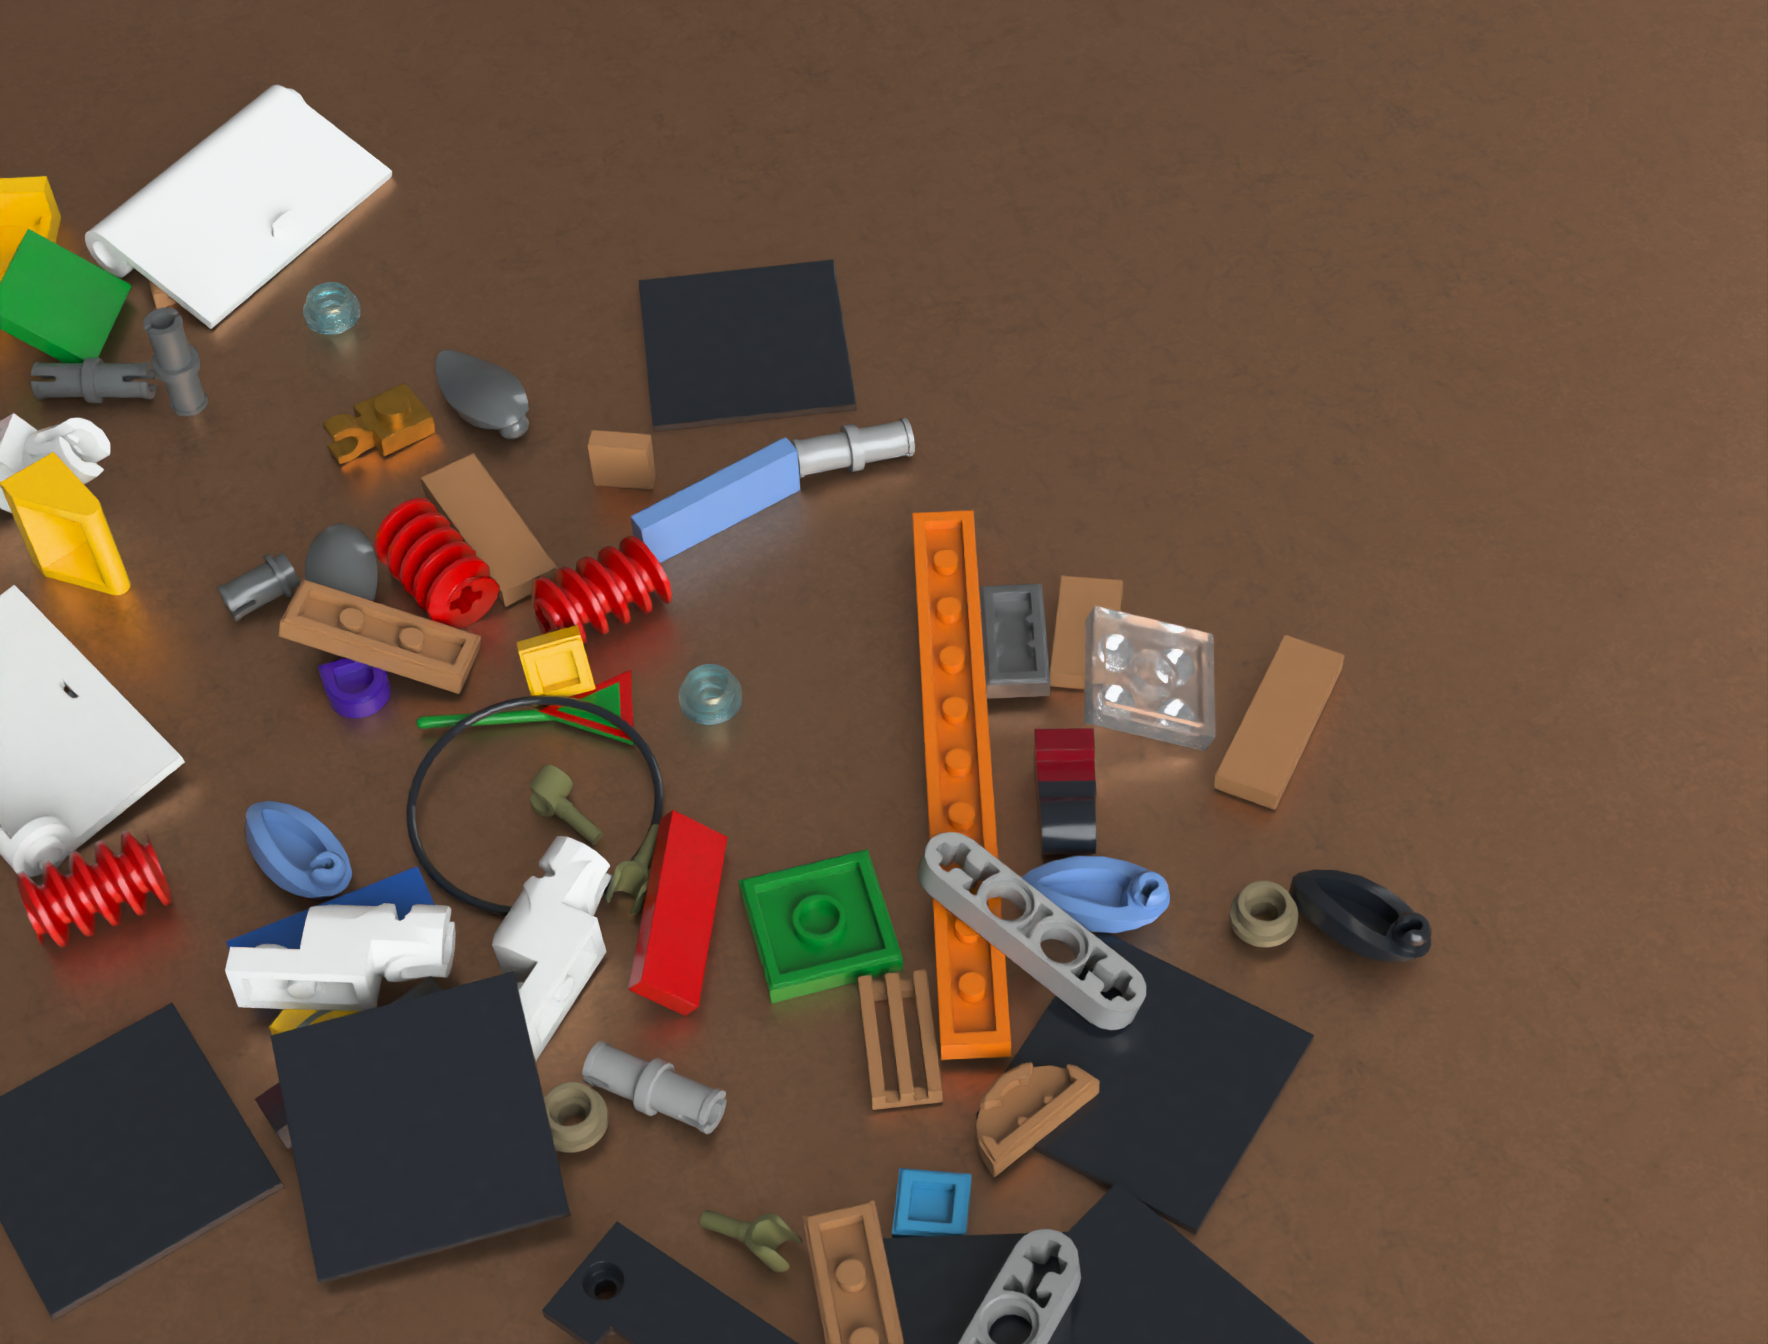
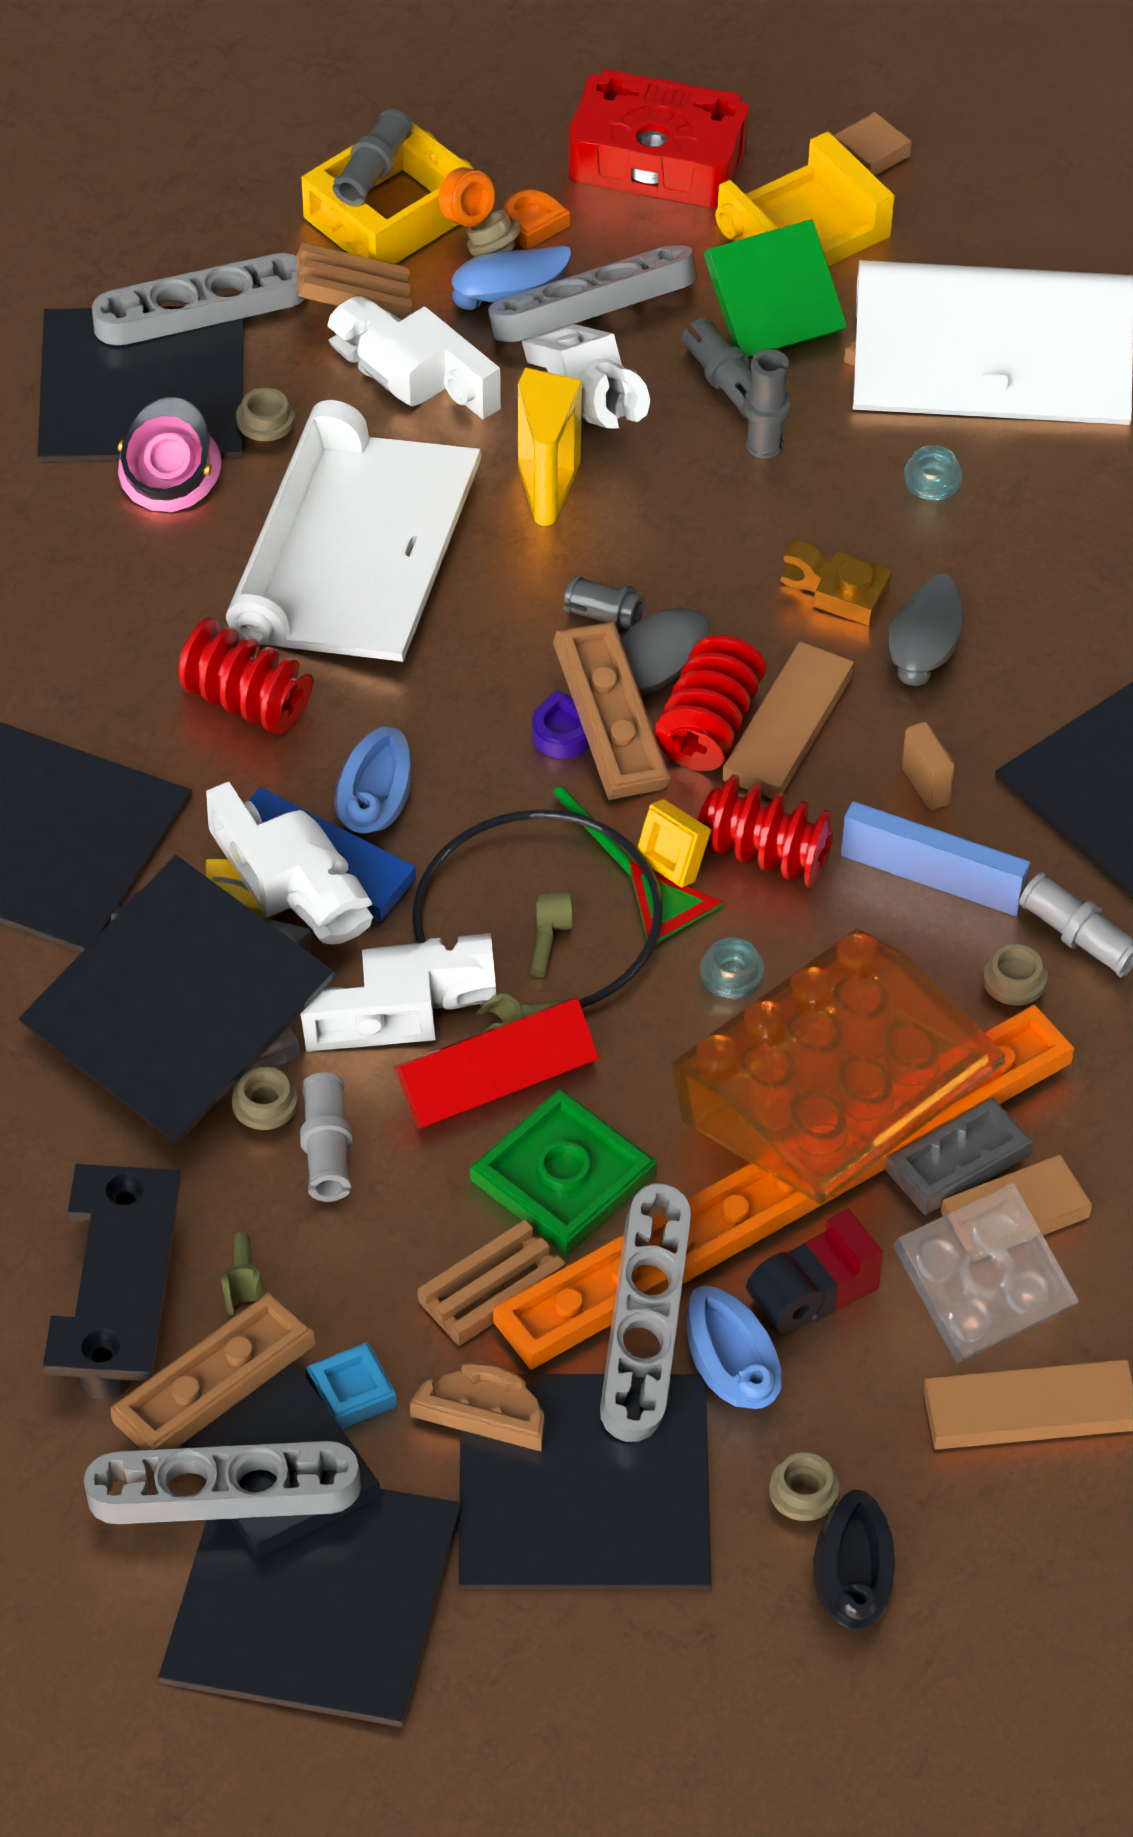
camera: 55 degrees right, 0 degrees up
(865, 514) = (1015, 975): none -> dark tan plate
(887, 670) = (833, 1067): none -> clear orange slope

